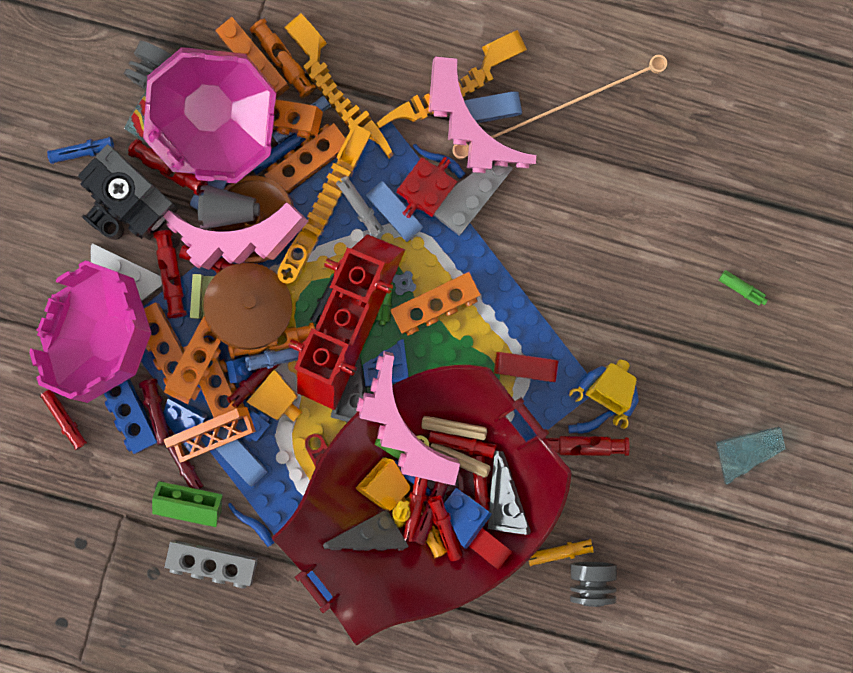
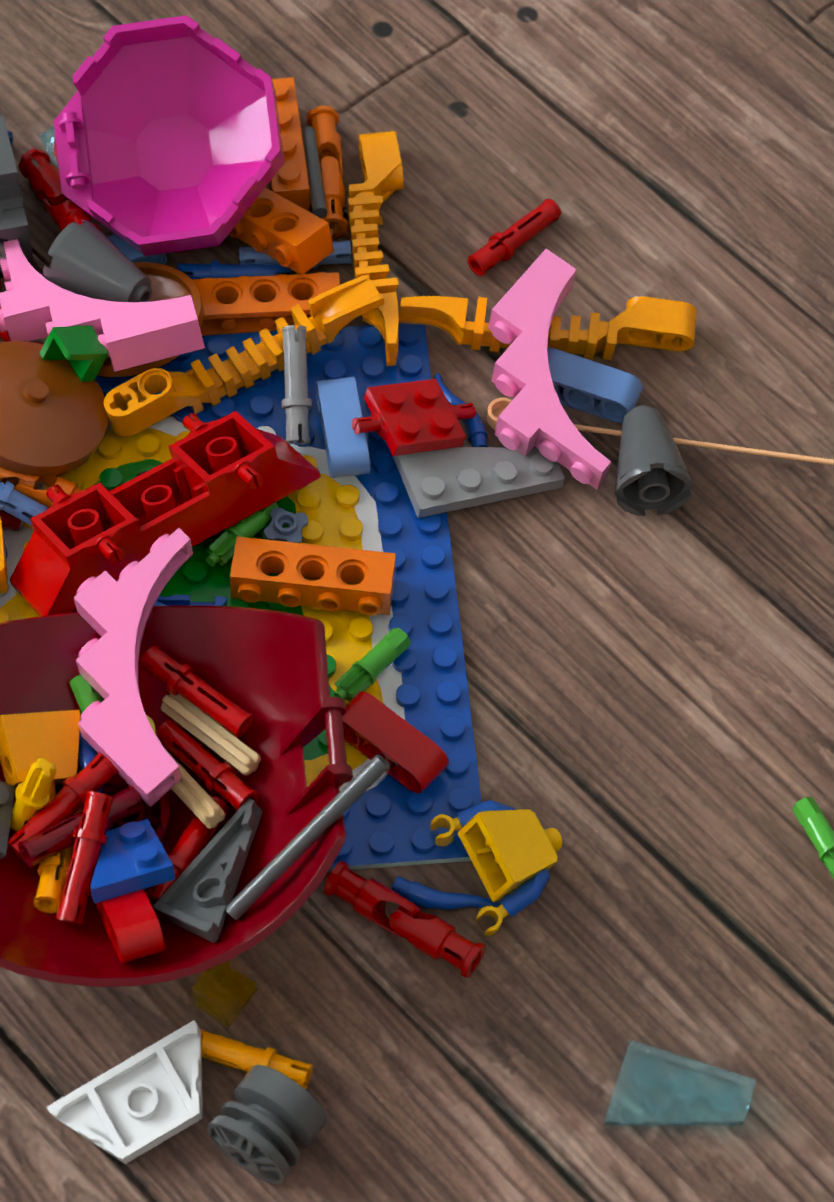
camera: 25 degrees right, 30 degrees down
(251, 264) = (79, 347): none -> green panel
(280, 68) = (314, 174): none -> dark grey bar
(405, 15) = (503, 245): none -> red pin
(410, 413) = (182, 681): none -> red pin
(491, 332) = (364, 672): none -> bright green piece
(529, 601) = (140, 1098): none -> white wing
(548, 469) = (307, 837): none -> dark grey piece
(549, 137) = (650, 465): none -> dark grey cone

